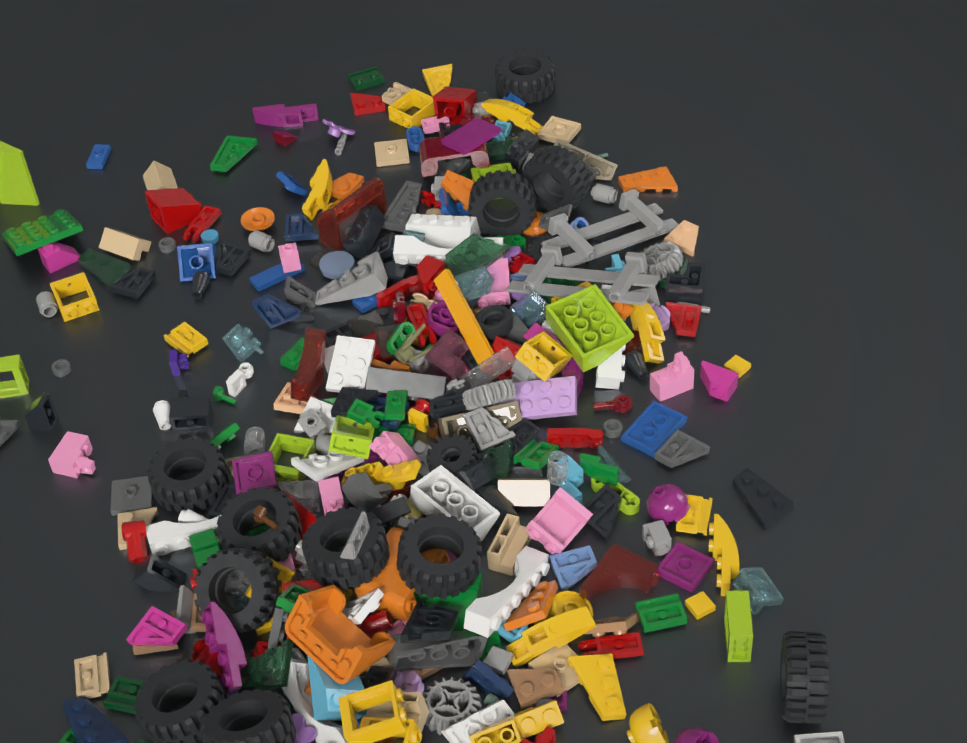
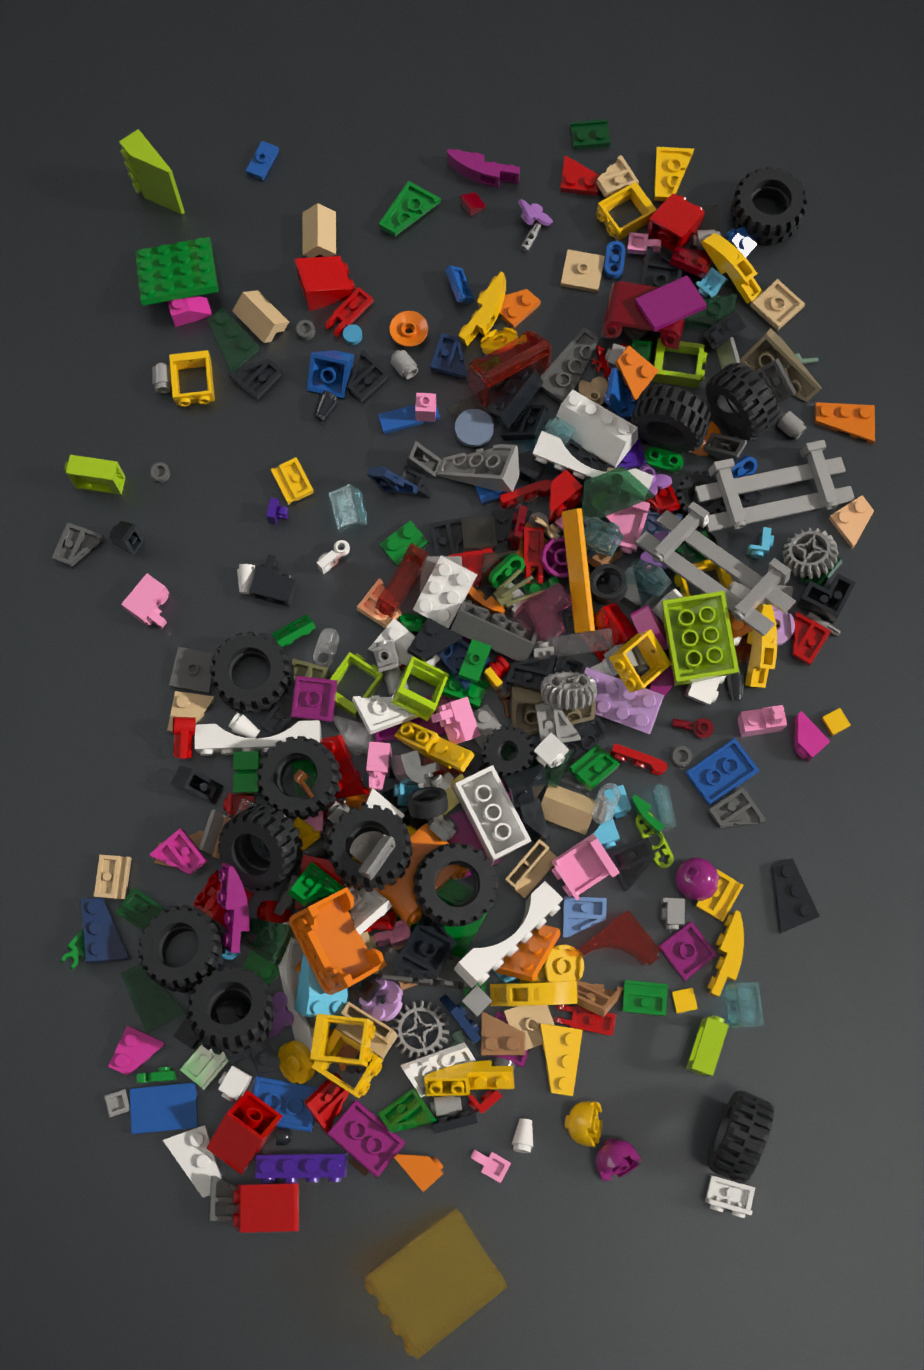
camera: 15 degrees right, 30 degrees up
(219, 394) = (307, 568): green hand -> none
(363, 412) = (437, 665): green plate -> none
(491, 442) = (551, 751): none -> white brick

